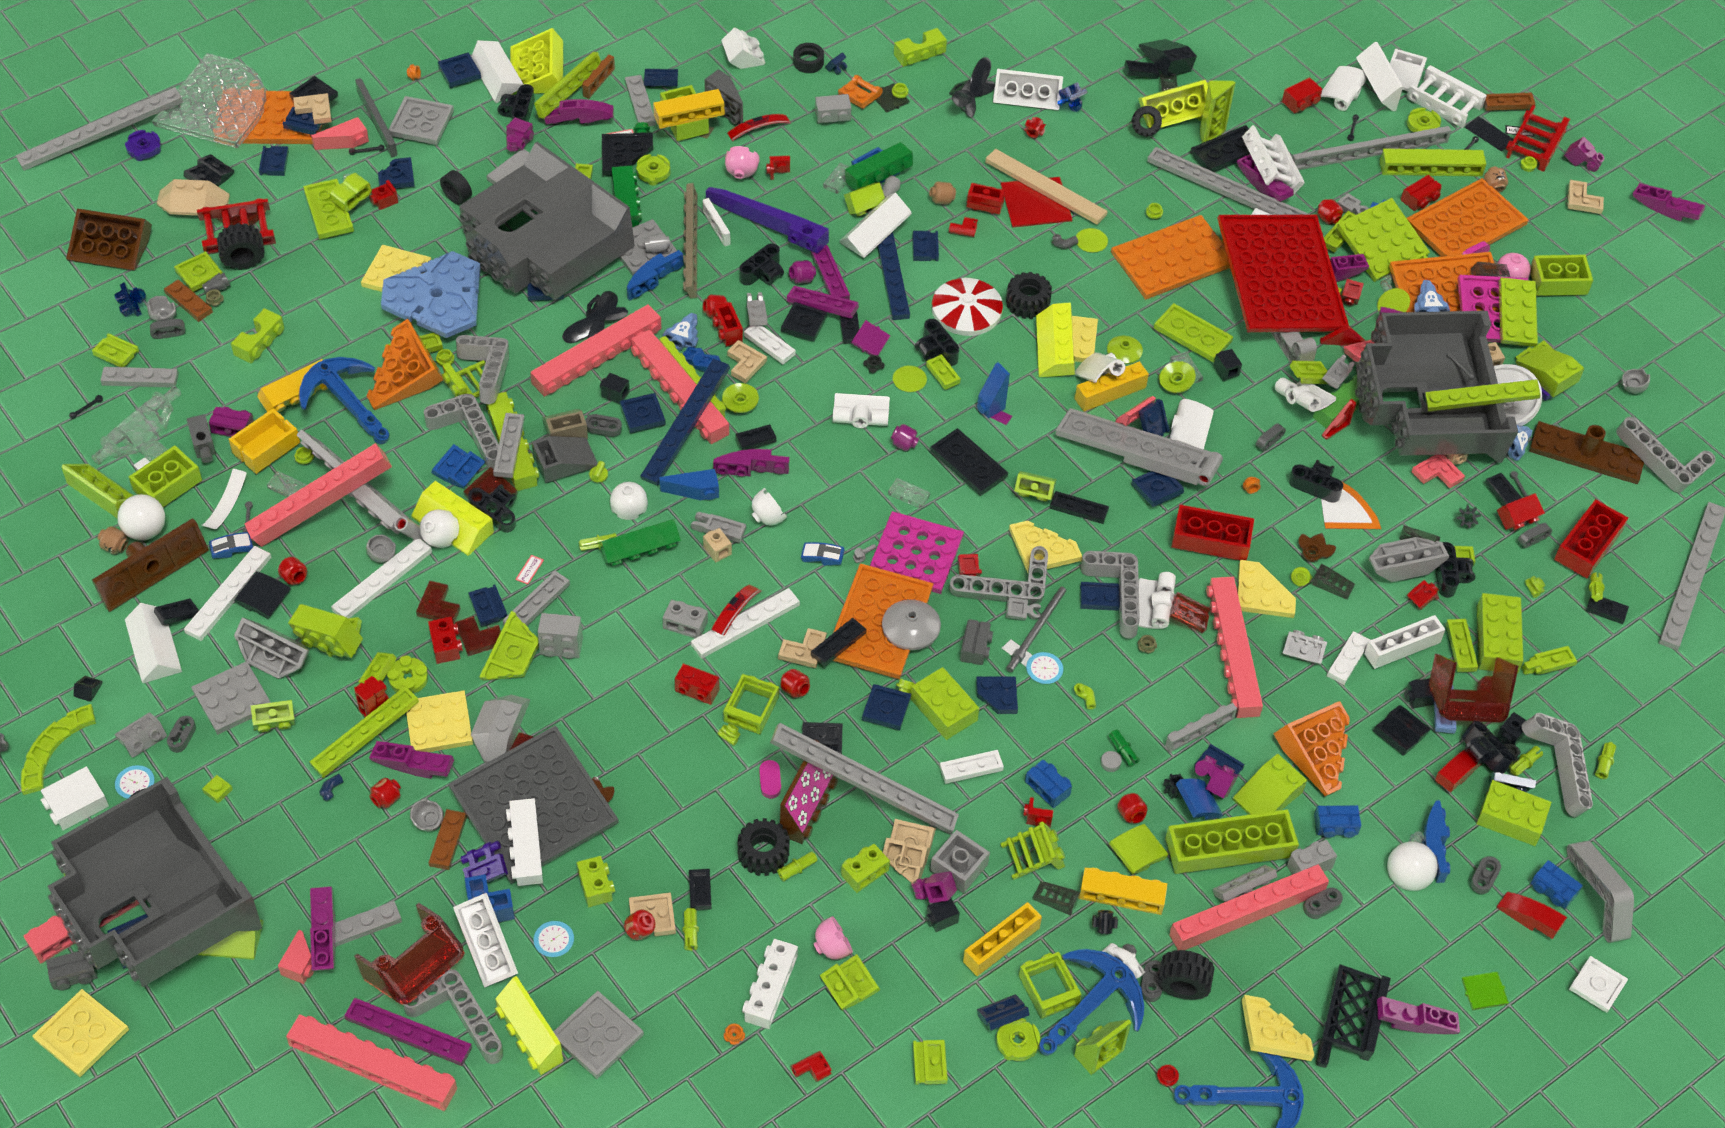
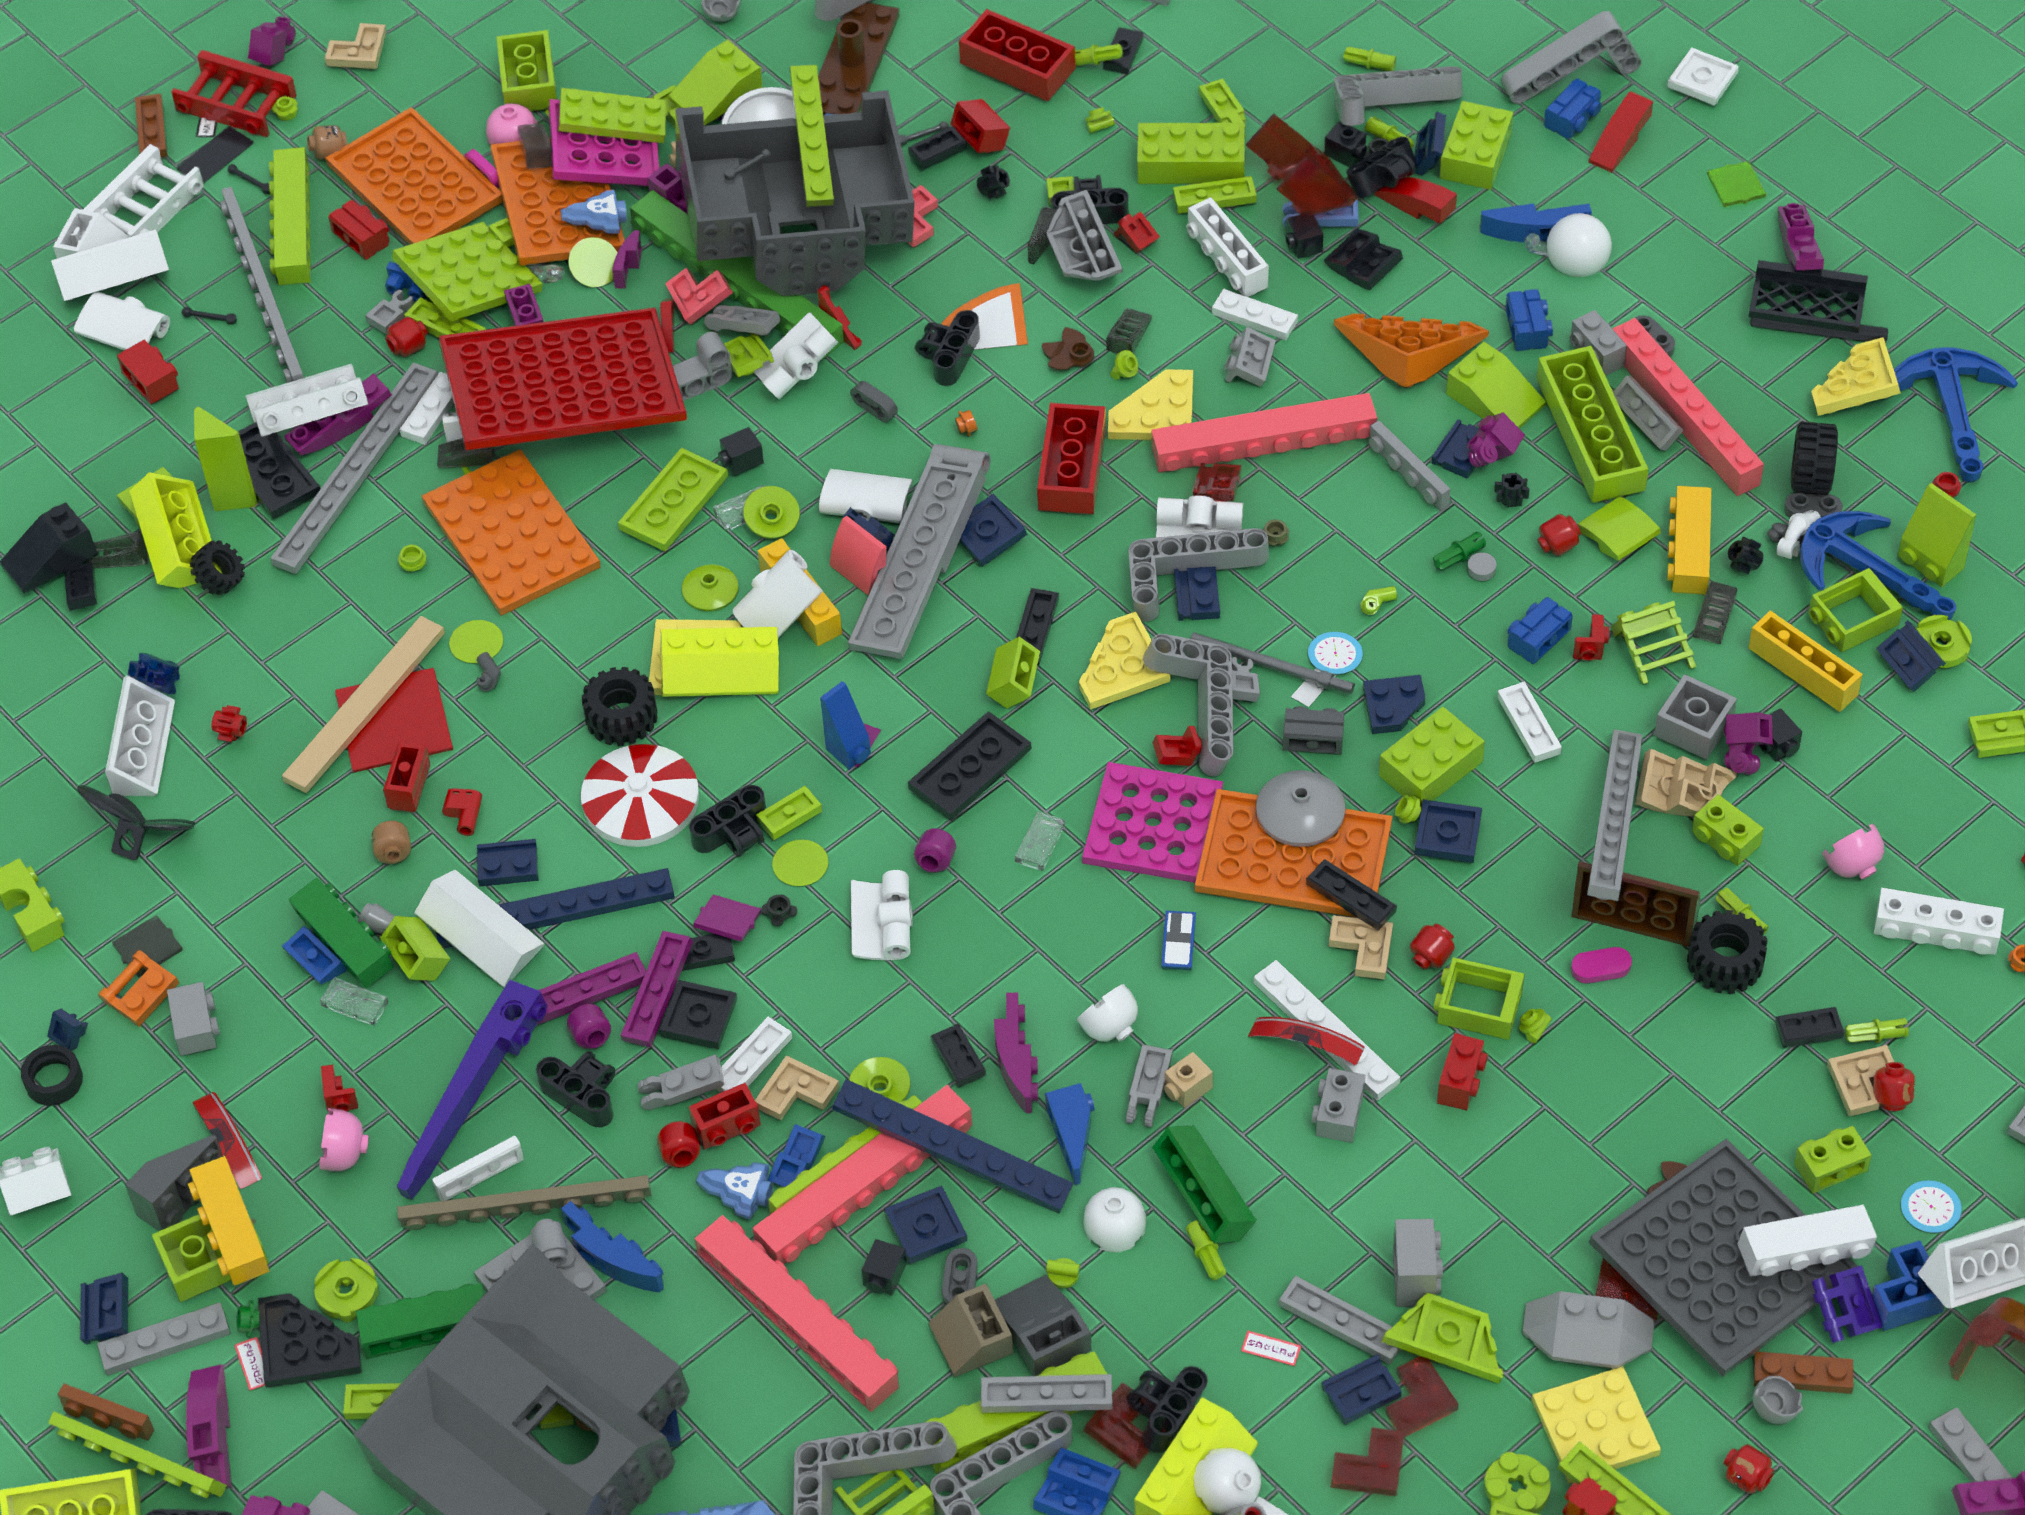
camera: 90 degrees left, 0 degrees up
(408, 760) = (1681, 1440): magenta slope -> none
(444, 640) = (1444, 1438): red brick -> none
(603, 310) = (737, 1327): black piece -> none
(826, 733) = (1523, 907): black slope -> none
(850, 982) = (1909, 835): lime slope -> none
(859, 555) = (1171, 894): light grey hand -> none
(900, 90) = (140, 925): lime plate -> none
(1198, 798) = (1533, 460): blue slope -> none
(1352, 292) = (573, 307): red bracket -> none
(1420, 114) = (199, 239): lime plate -> none
(1485, 876) = (1573, 176): dark grey plate -> none
(1535, 535) = (1013, 116): dark grey beam -> none

